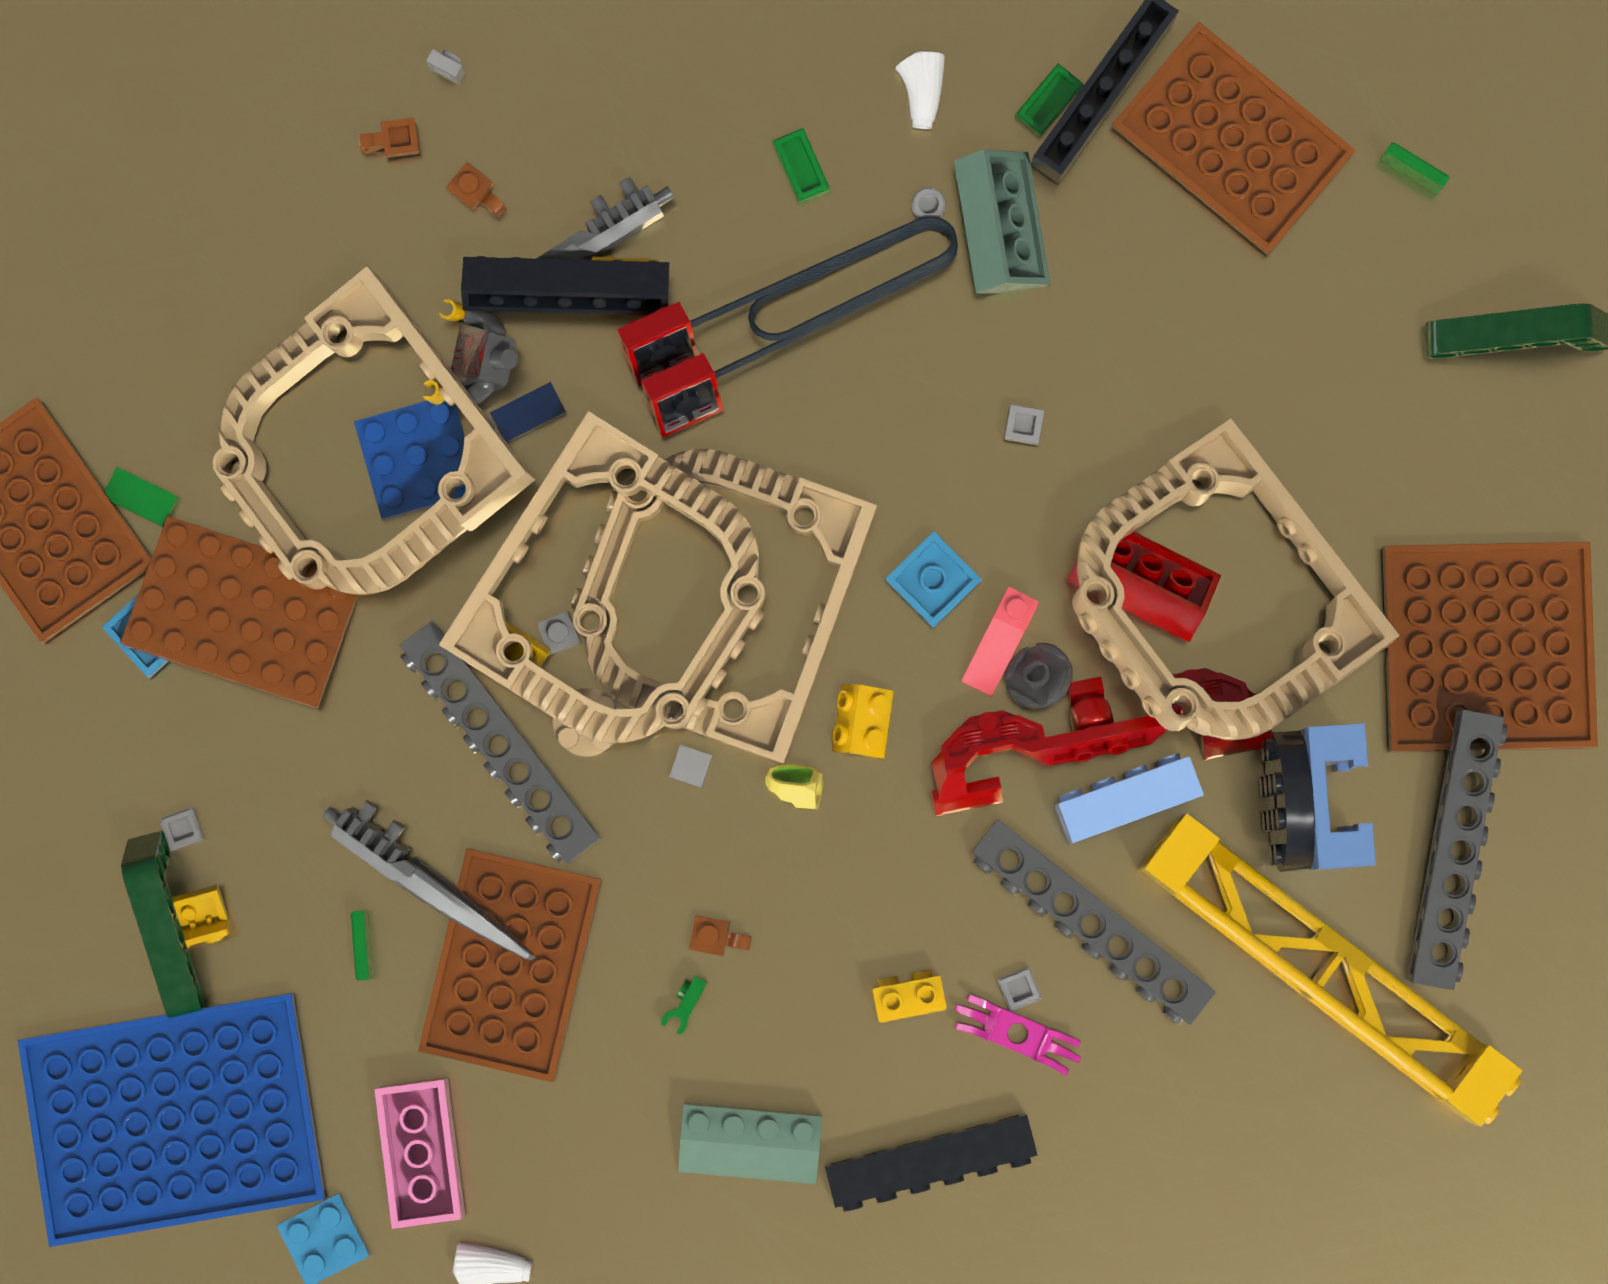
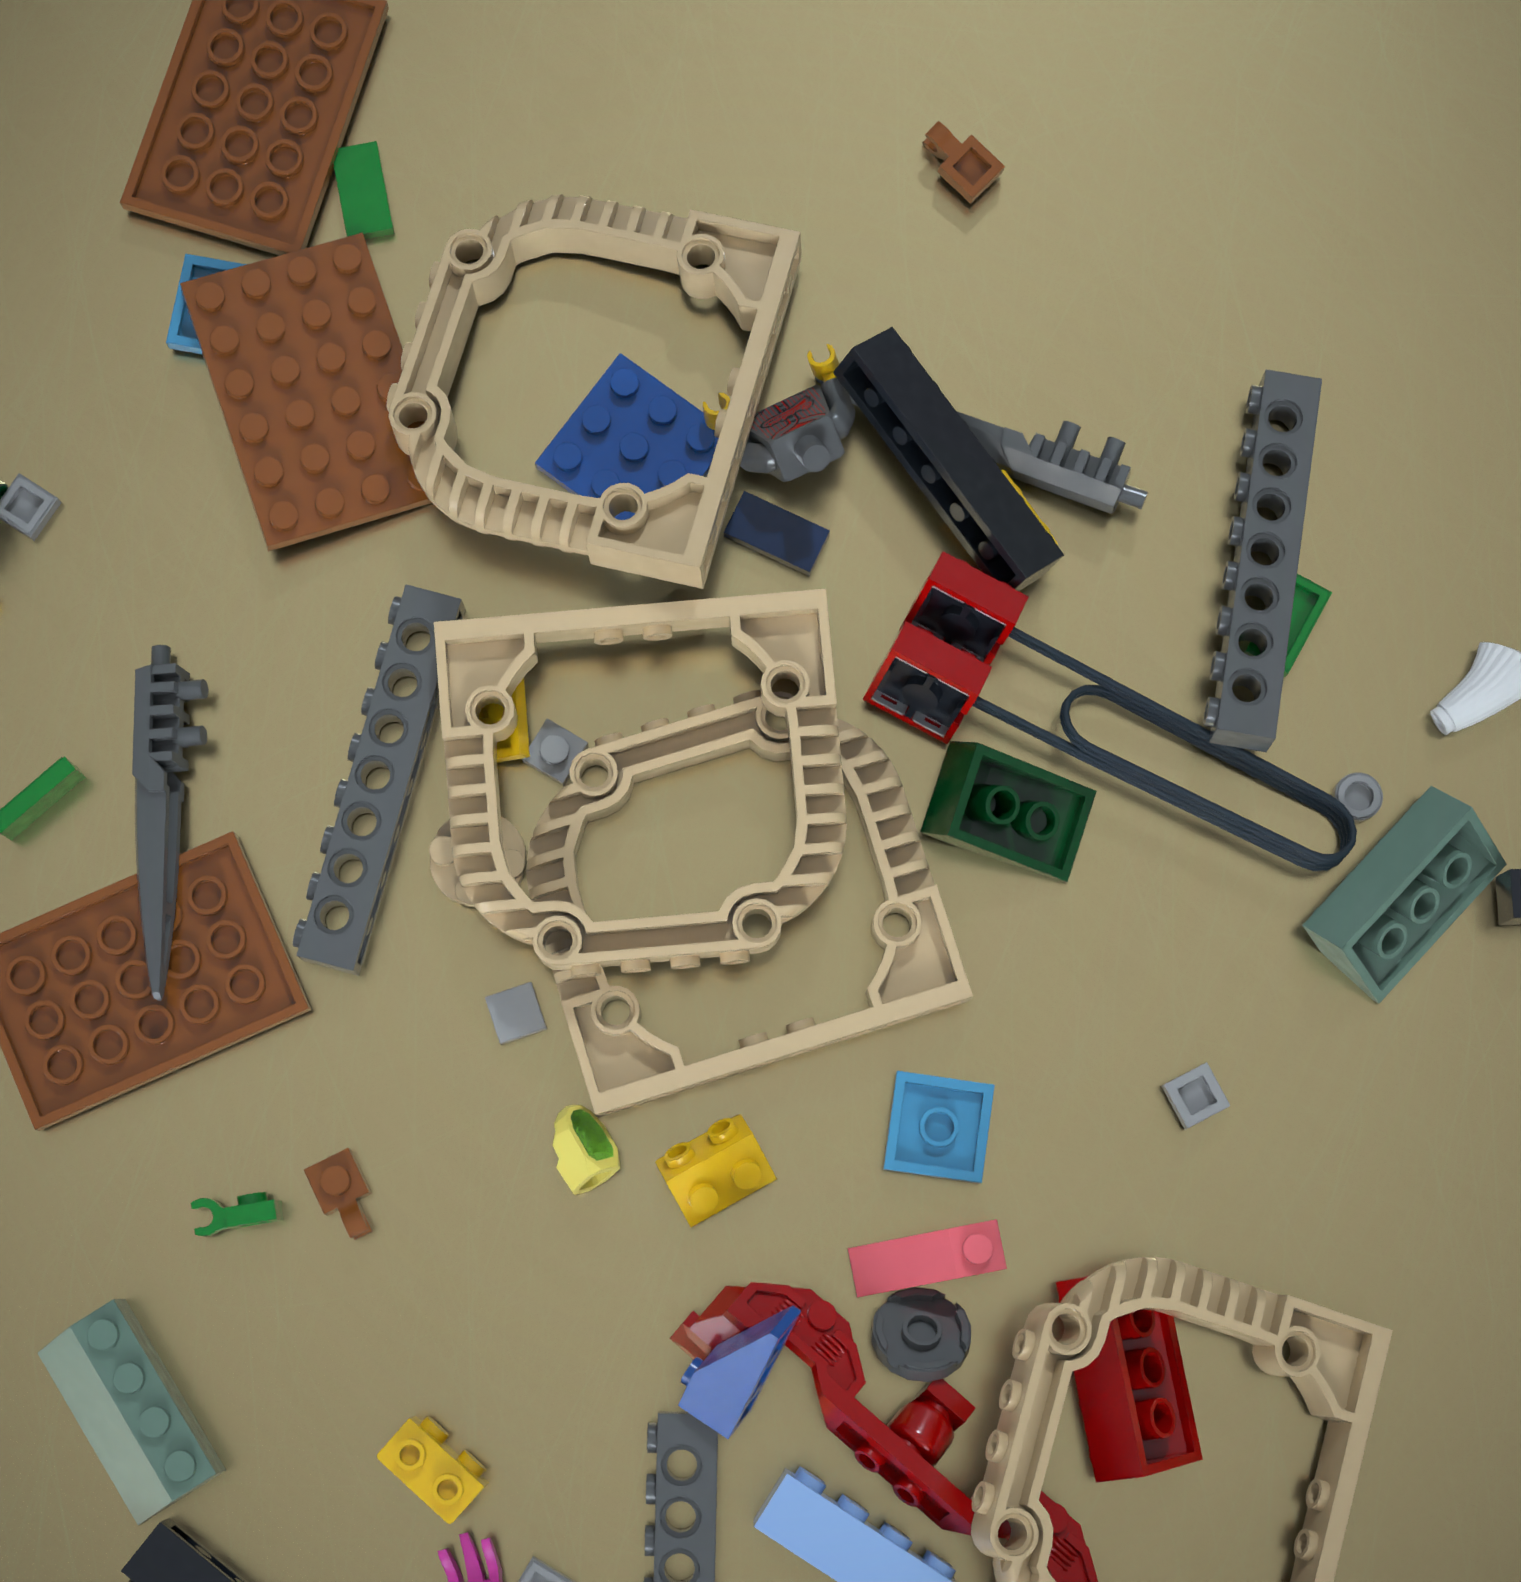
camera: 50 degrees right, 5 degrees down
(446, 65) = (1089, 158): light grey plate -> none
(473, 189) = (977, 290): dark orange plate -> none
(681, 62) = (1295, 403): none -> dark grey brick
(787, 405) = (1008, 810): none -> dark green slope
(982, 791) = (733, 1374): none -> slope

